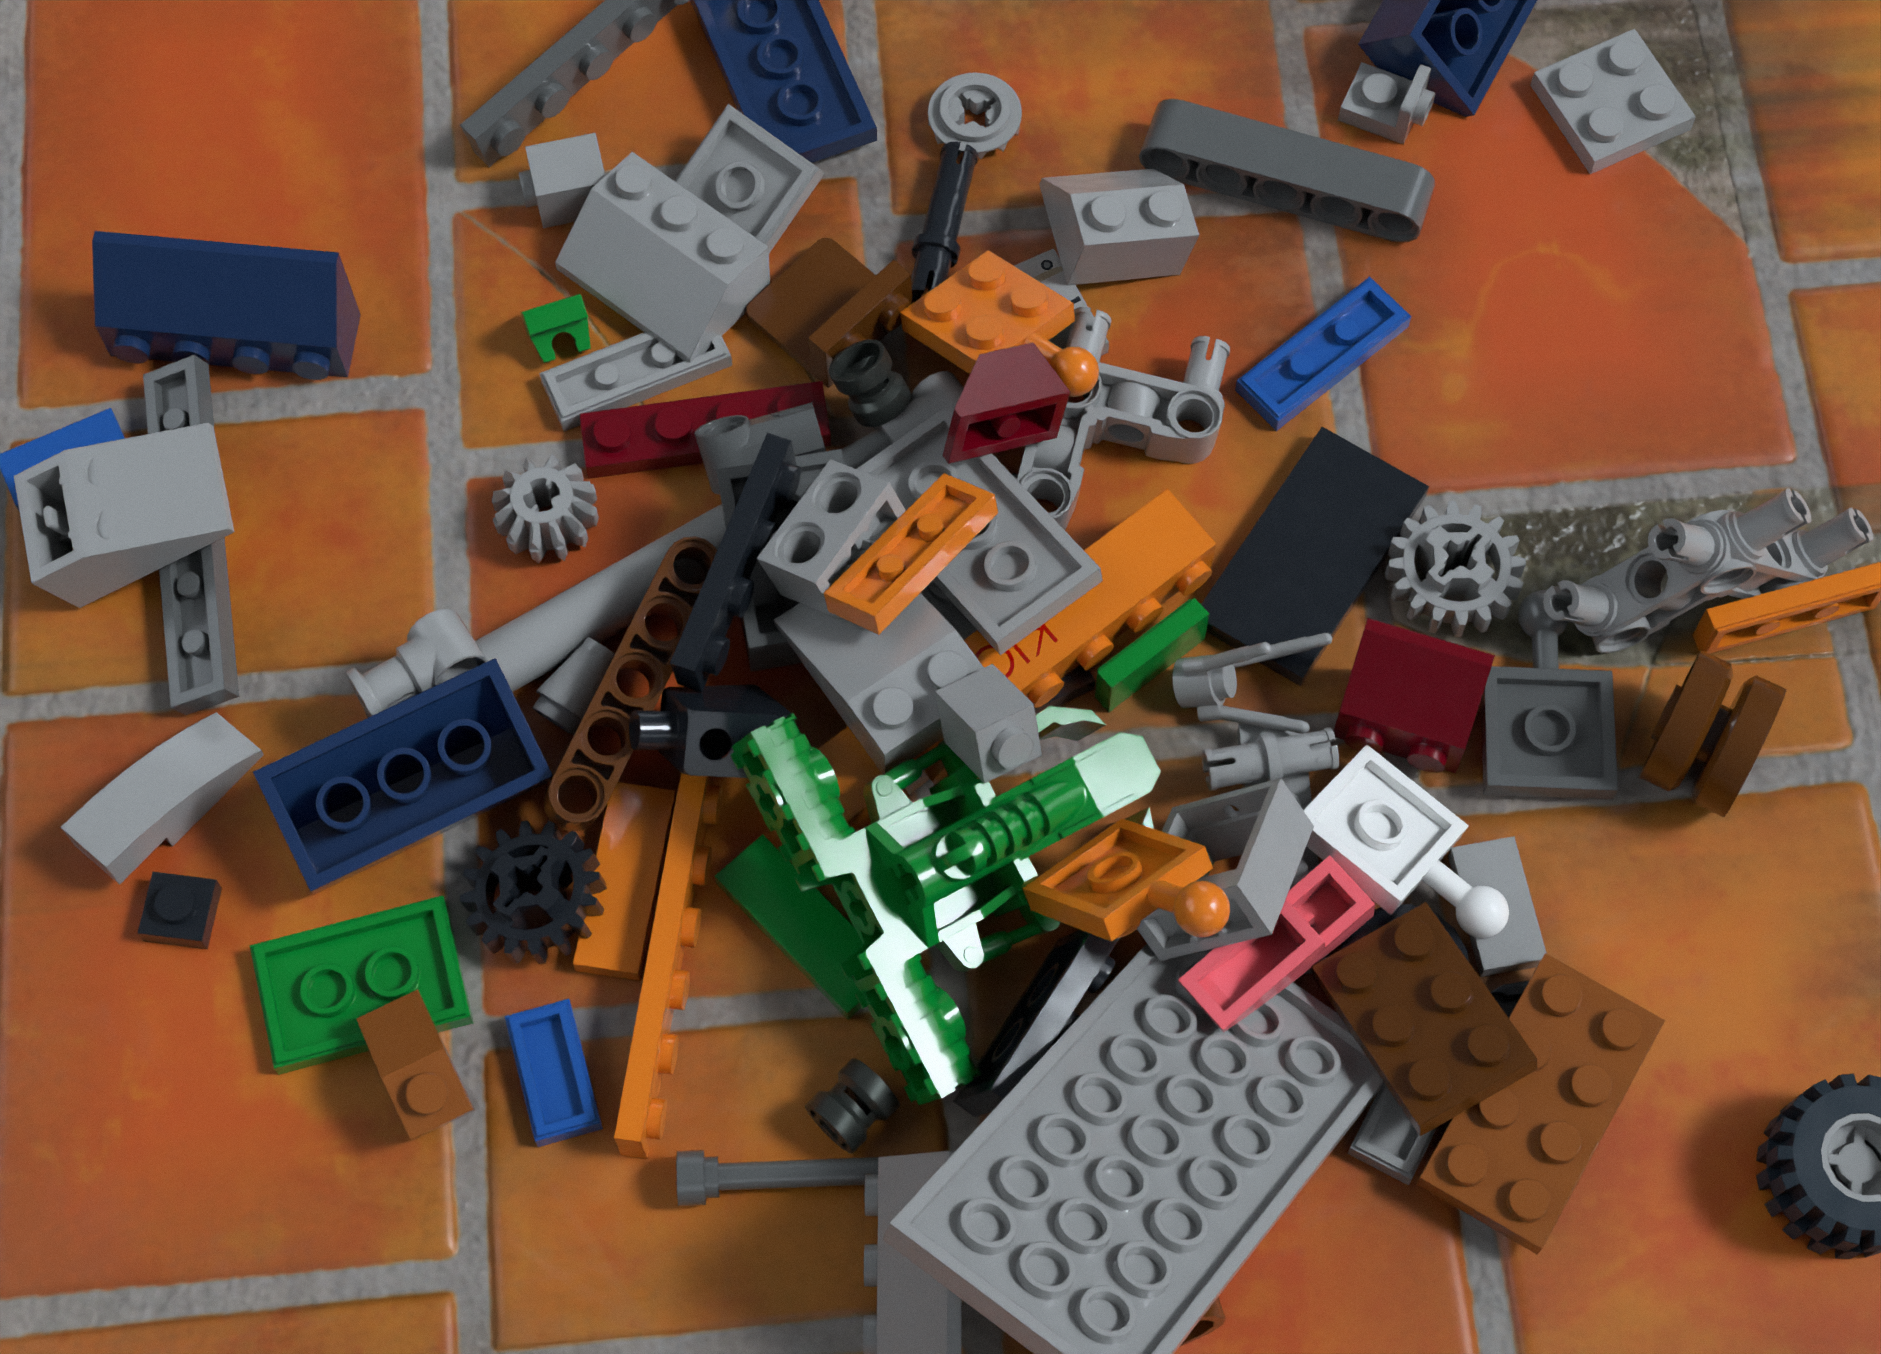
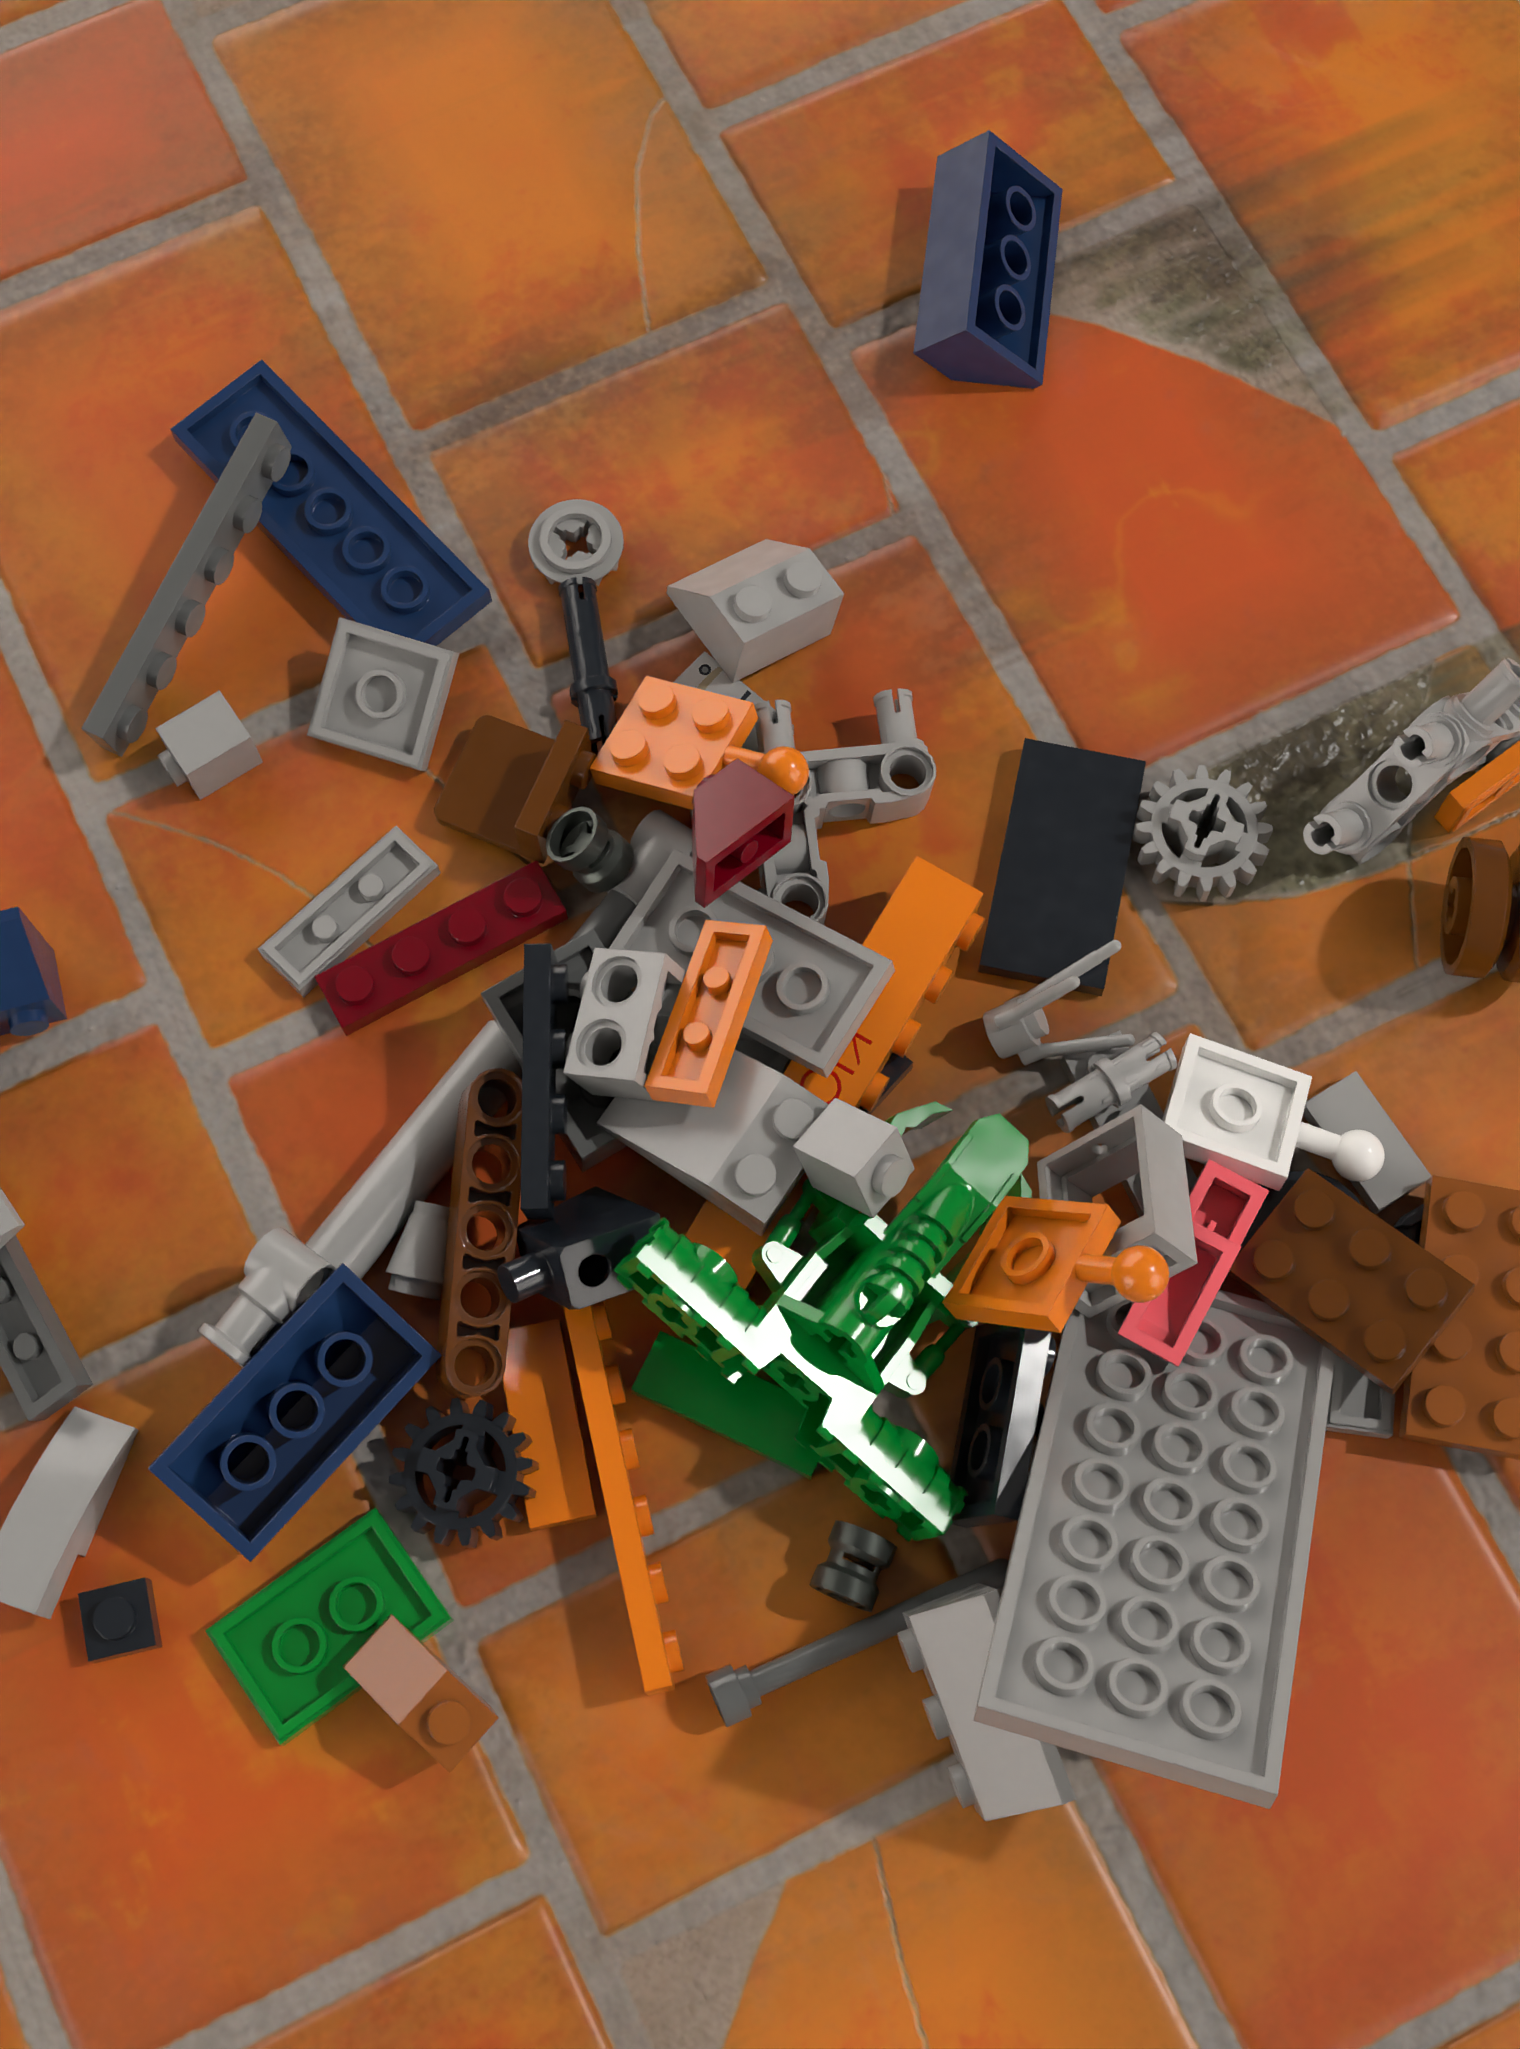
camera: 20 degrees left, 5 degrees up
(542, 487) = (336, 1065): light grey gear -> none
(552, 318) = (250, 889): green tile -> none
(553, 1073) = (552, 1641): blue tile -> none
(663, 258) = (335, 792): light grey slope -> none
(737, 440) = (490, 954): dark grey piece -> none
(1151, 654) = (955, 1018): green tile -> none
(1288, 170) = (893, 498): dark grey beam -> none
(1322, 353) = (995, 666): blue tile -> none
(1387, 102) = (959, 399): light grey bracket -> none
(1412, 696) = (1217, 974): dark red slope -> none
(1548, 725) = (1343, 952): dark grey plate -> none
(1612, 101) = (1163, 328): light grey plate -> none

